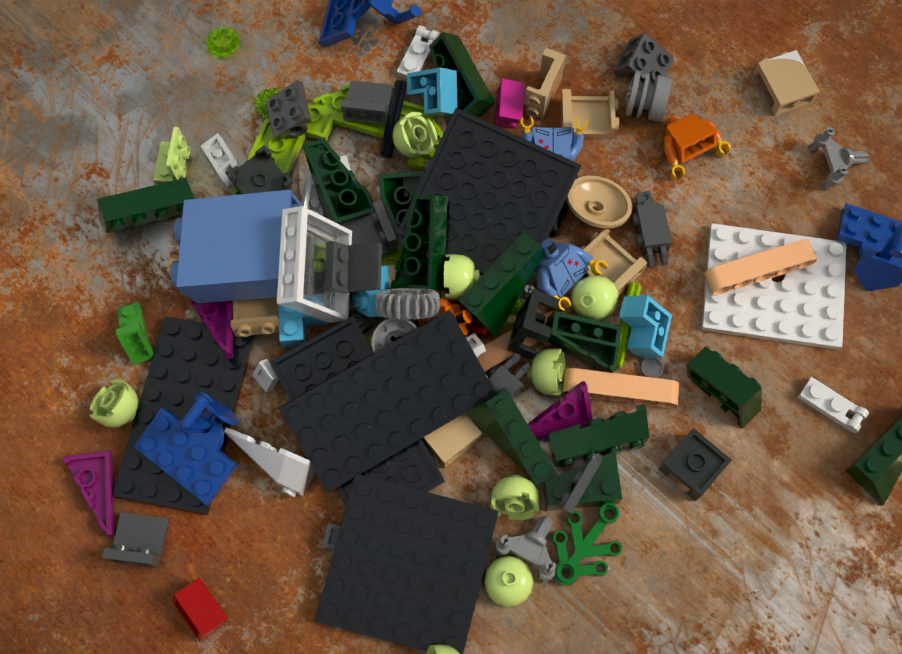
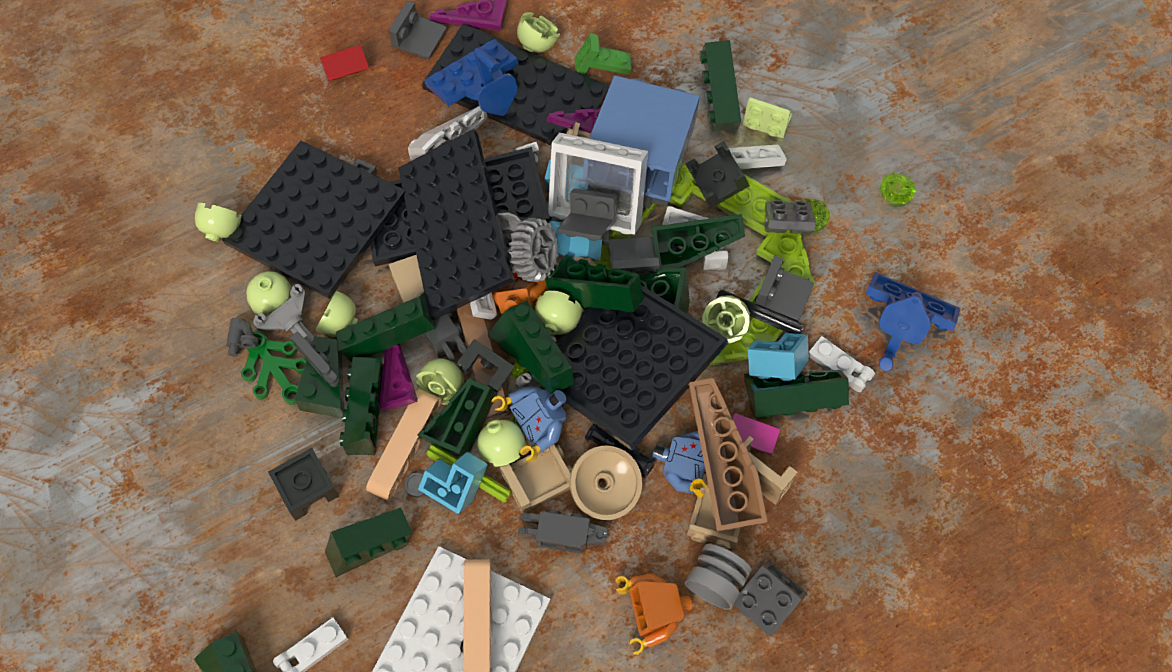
camera: 105 degrees right, 5 degrees down
(562, 98) = (728, 466): none -> medium nougat wedge
(567, 596) = (240, 336): none -> dark grey plant

